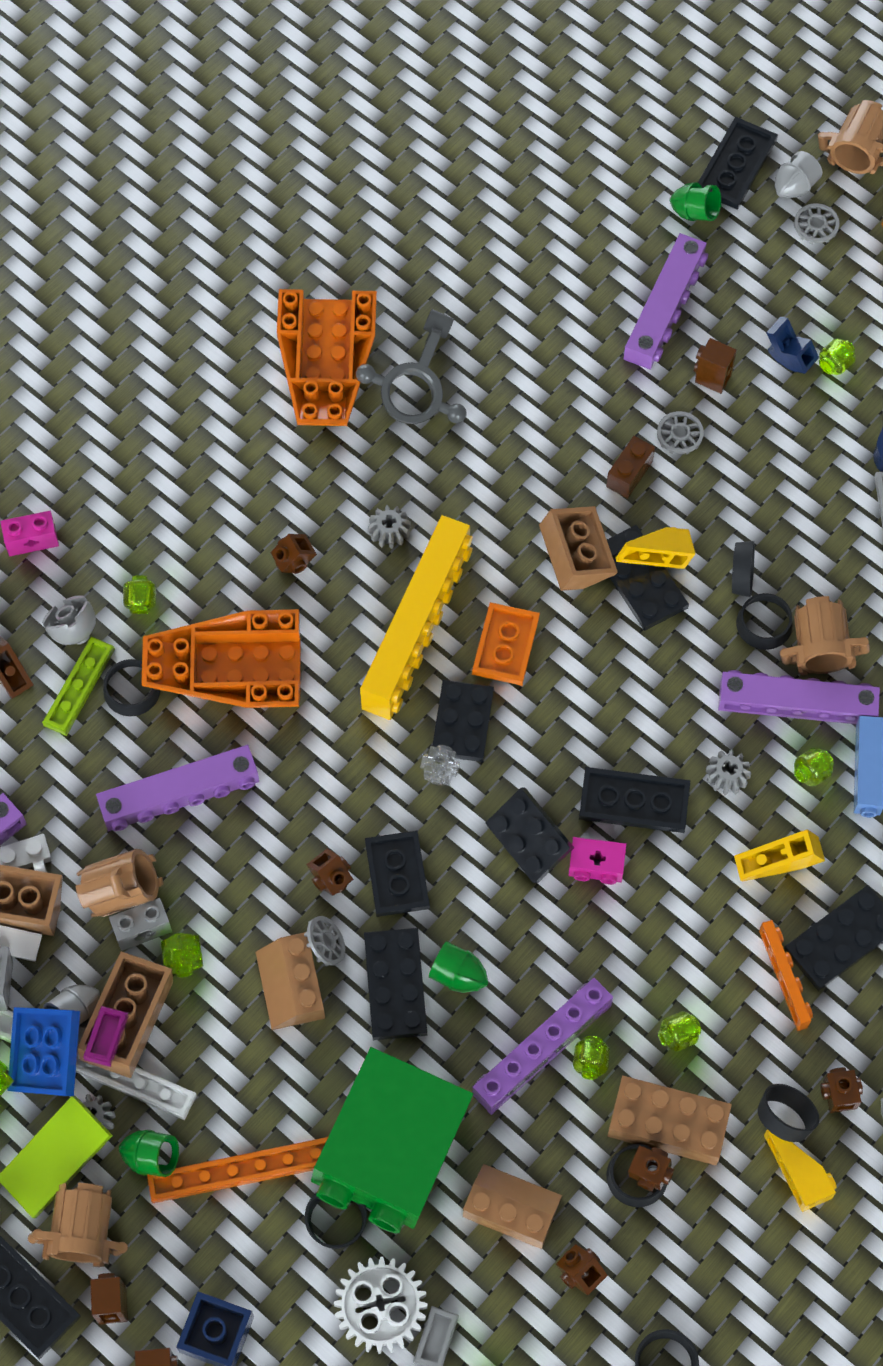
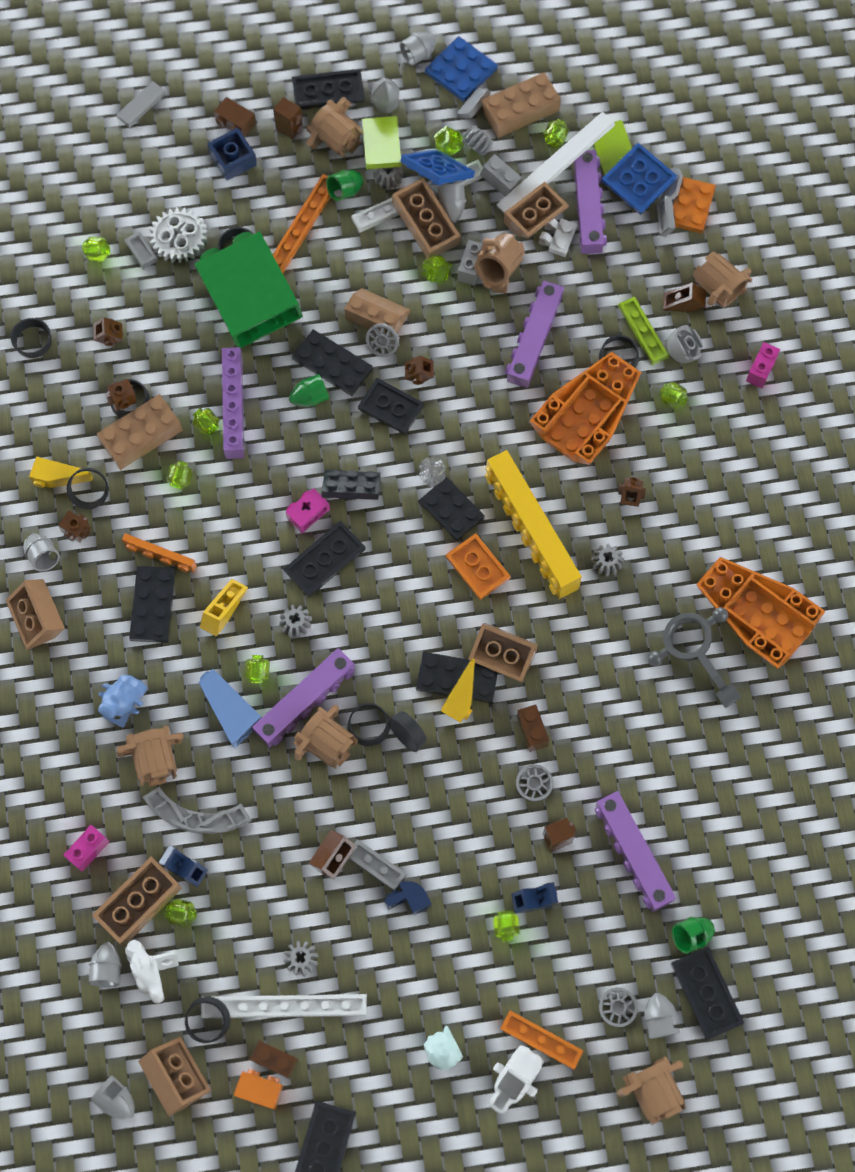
camera: 130 degrees right, 5 degrees up
(105, 1036) = (417, 193): magenta tile -> none
(511, 1206) = (169, 327): medium nougat slope -> none

